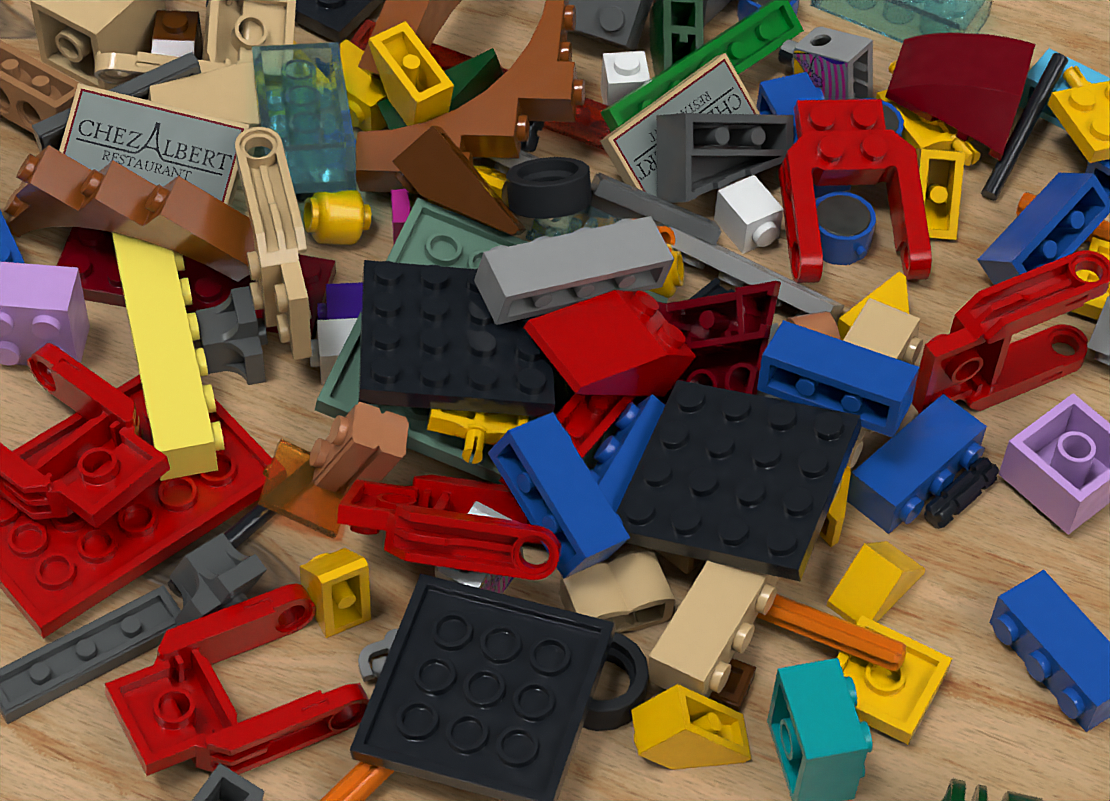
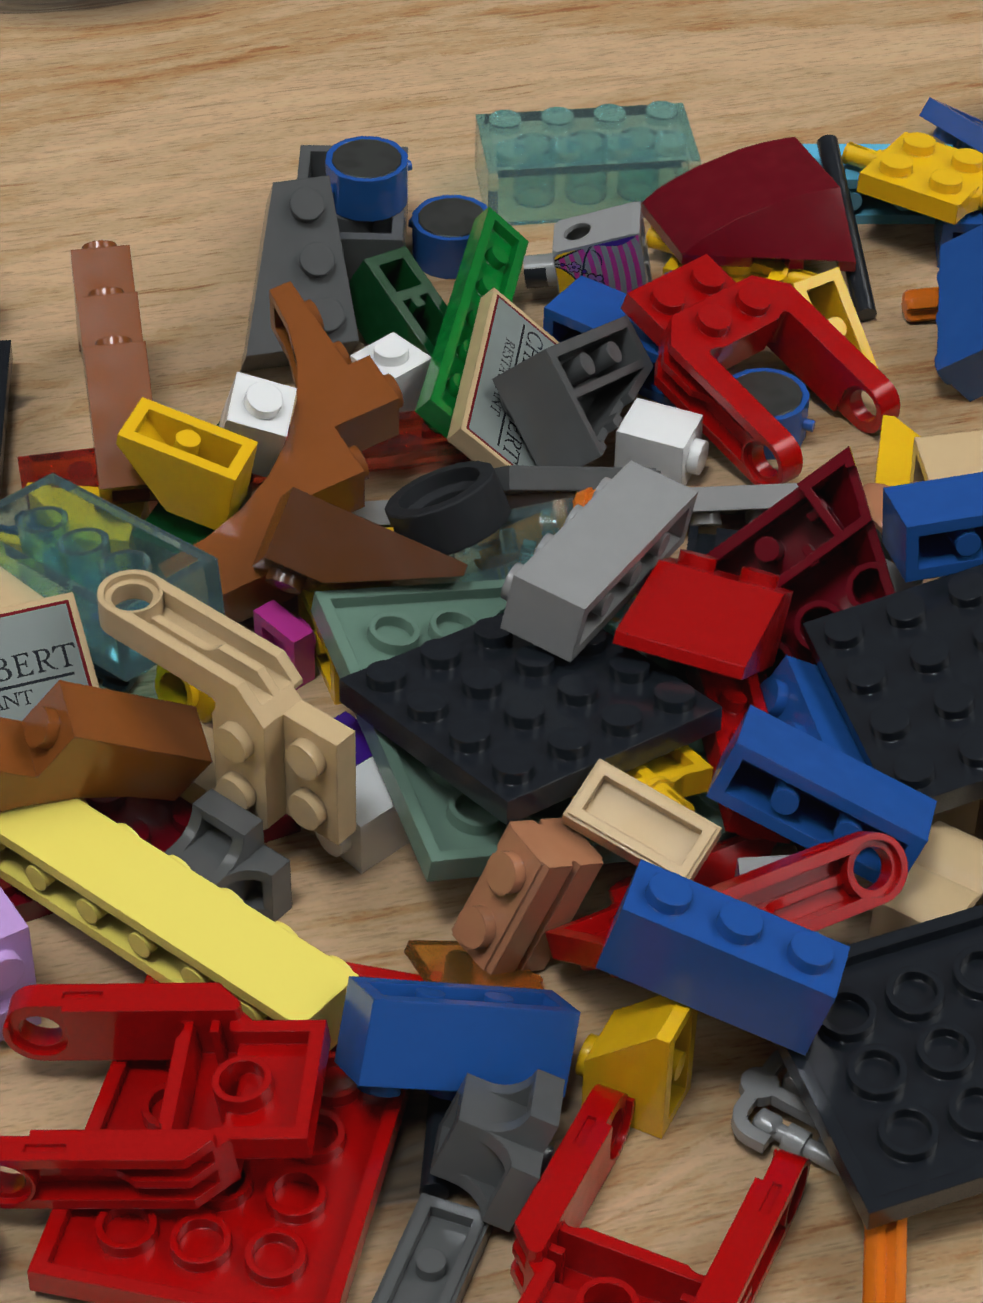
camera: 35 degrees left, 10 degrees down
(243, 506) = (437, 1032): none -> blue brick
(383, 552) = (724, 957): none -> blue brick
(437, 448) = (640, 822): none -> tan tile
(474, 68) = (261, 413): none -> white brick

